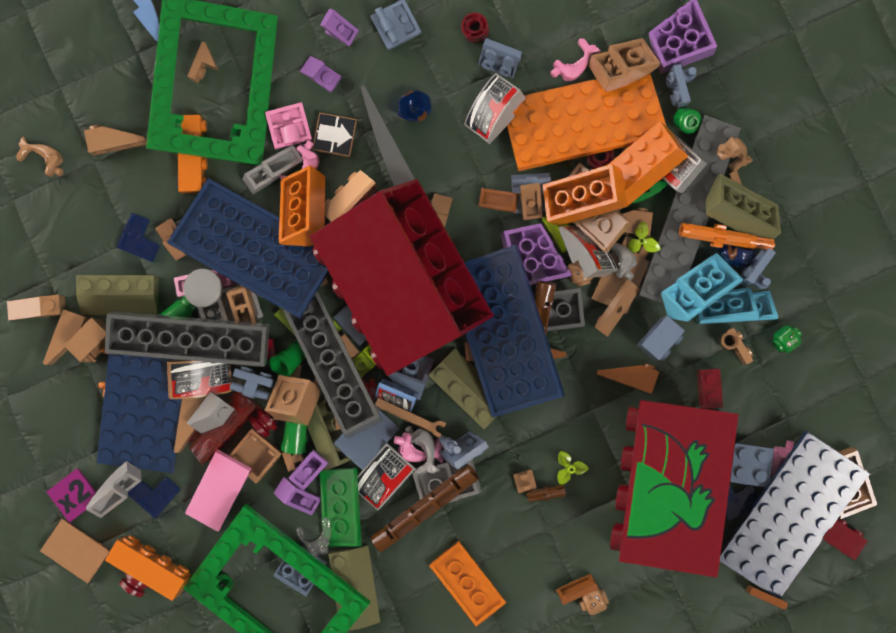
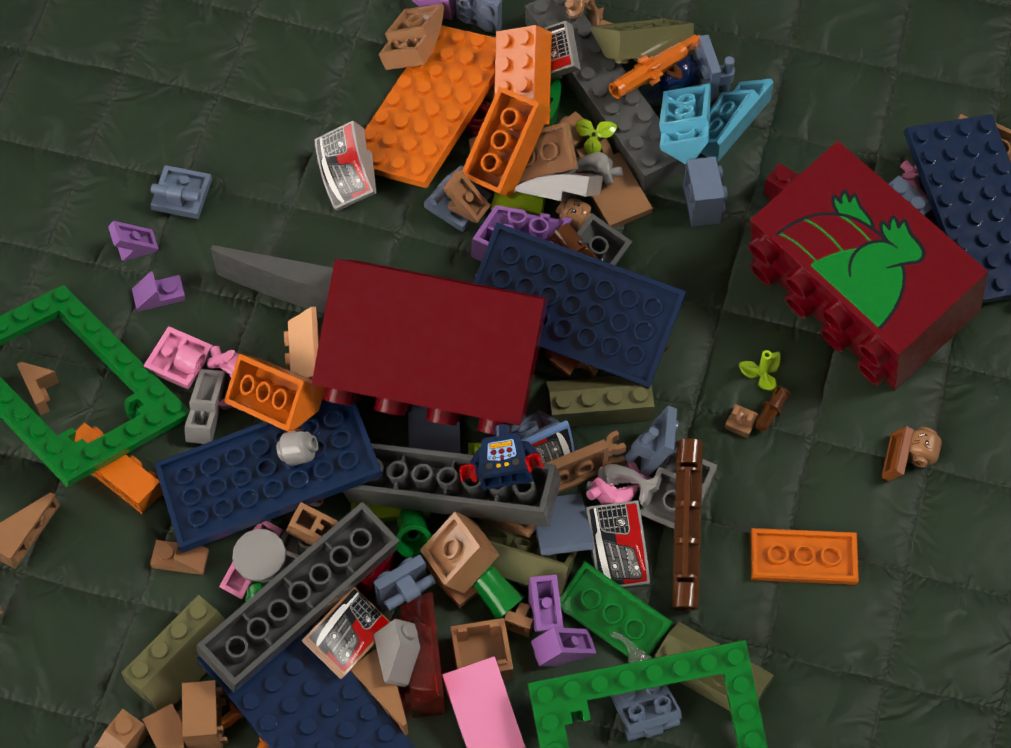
camera: 50 degrees left, 25 degrees down
(133, 241) = (144, 599): clear blue tile -> none
(263, 422) = (452, 613): dark red wheel -> none
(273, 257) = (297, 447): none -> light grey head
(334, 135) = (229, 325): tile -> none
(355, 386) = (502, 460): none -> torso
(414, 106) = (275, 231): clear blue hair -> none
(471, 20) = (252, 120): dark red wheel -> none
(498, 200) = (437, 231): dark orange tile -> none
(499, 58) = (302, 125): sand blue plate -> none
(573, 71) = (373, 87): bright pink animal -> none
(617, 307) = (639, 206): medium nougat tile -> none
(637, 377) = (722, 245): dark orange slope -> none
(687, 120) = (515, 19): green head -> none
(742, 351) = (769, 140): medium nougat plate -> none
(787, 339) = (799, 97): green head -> none

